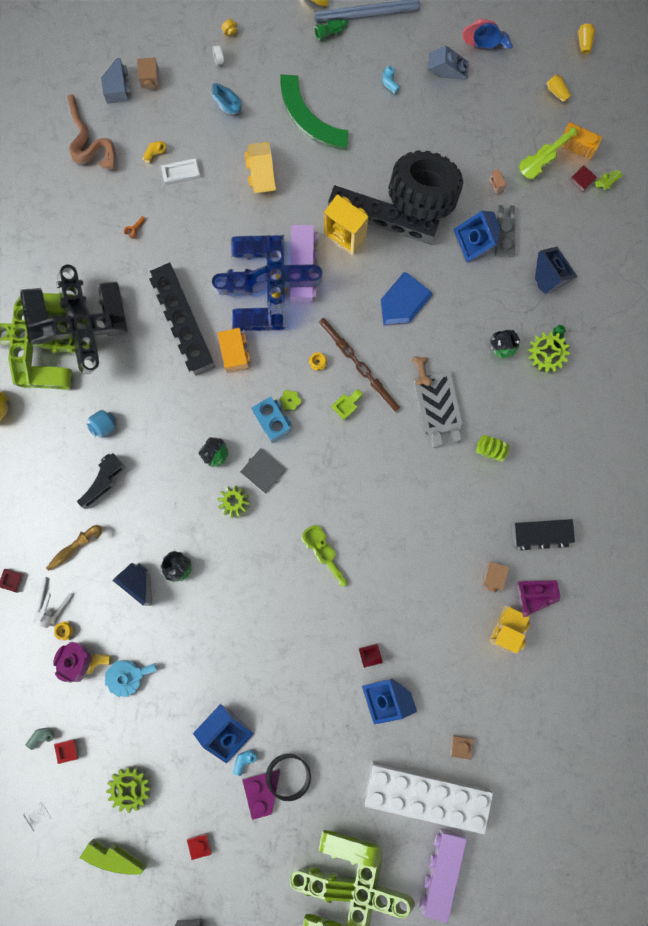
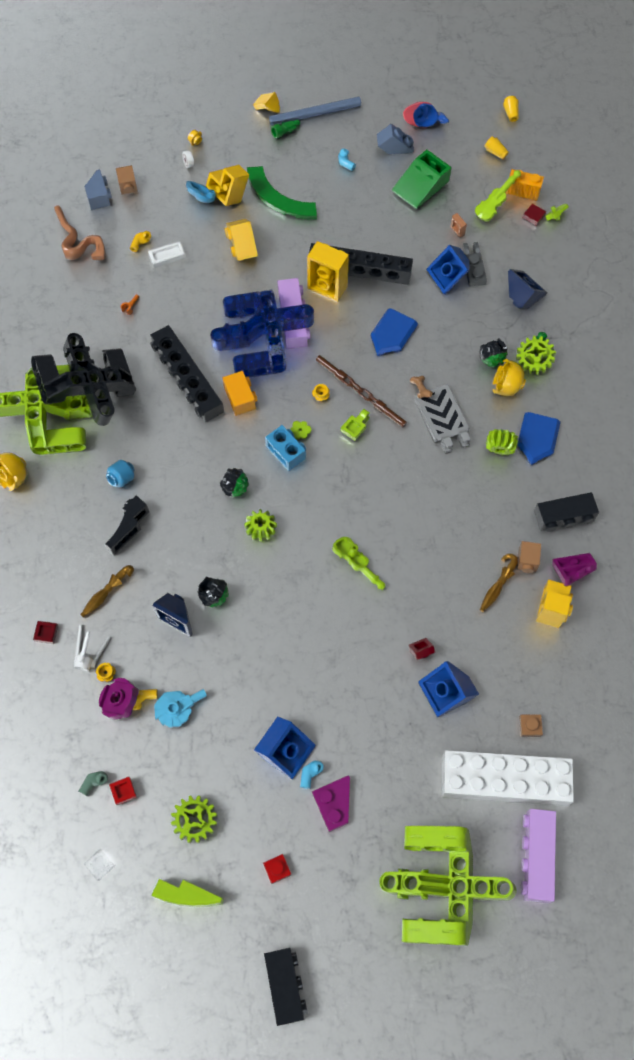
camera: 10 degrees left, 15 degrees down
(256, 96) = (228, 184): none -> yellow brick
(262, 470) = (284, 496): dark grey piece -> none
(299, 794) = (380, 780): black tyre -> none
(442, 184) = (394, 231): black tyre -> none
(455, 604) = (494, 591): none -> pearl gold piece
(469, 118) = (422, 179): none -> green slope
(514, 376) = (509, 378): none -> yellow cylinder
(532, 444) = (538, 436): none -> blue tile

